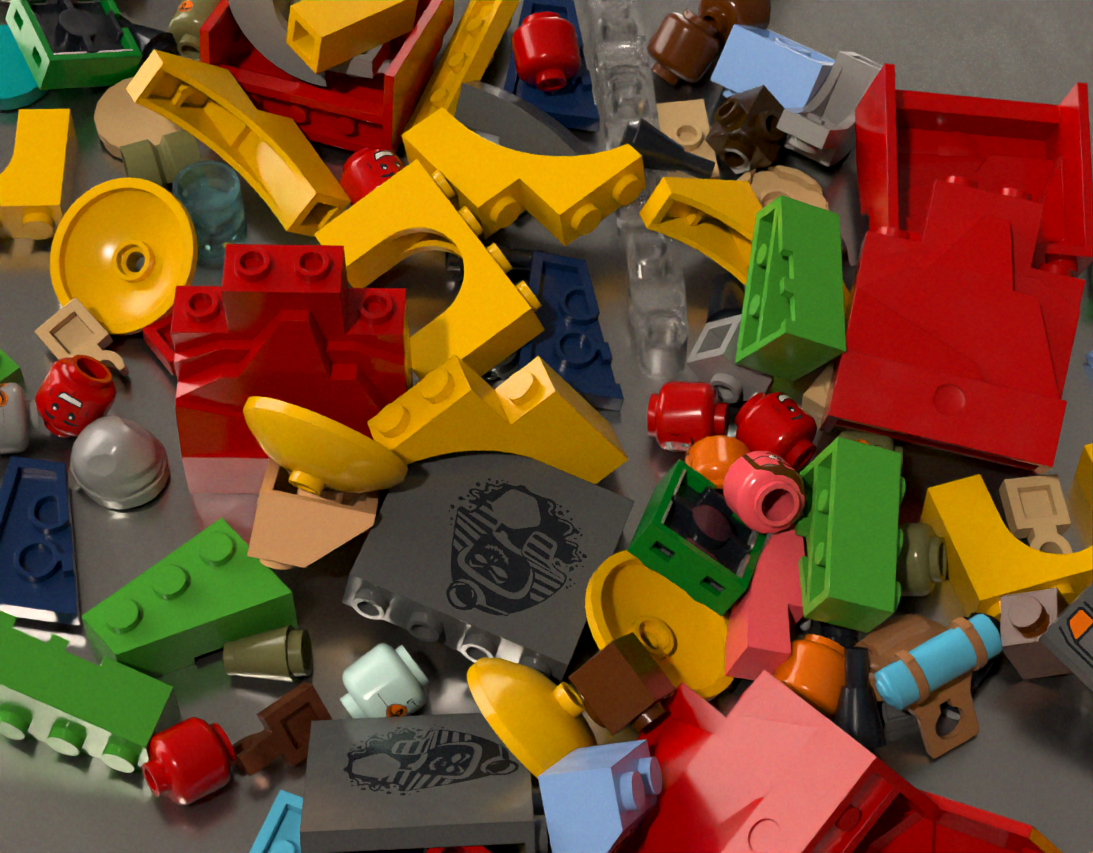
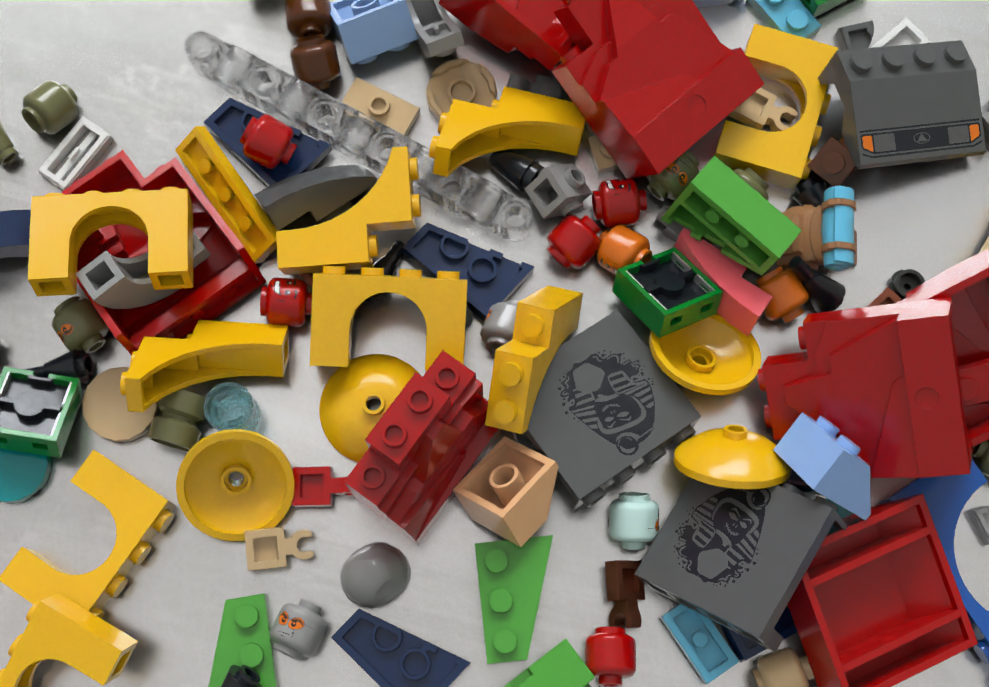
camera: 55 degrees left, 20 degrees up
(75, 395) = (317, 574): red head -> none
(270, 655) = (568, 569): olive cone -> none
(321, 450) = (501, 466): yellow dish -> none
(623, 686) = (749, 399): reddish brown brick -> none
(663, 153) = (396, 131): black cone -> none
(747, 130) = (404, 69): dark brown brick -> none
(764, 492) = (672, 239): coral head -> none
(793, 291) = (565, 131): bright green wedge -> none

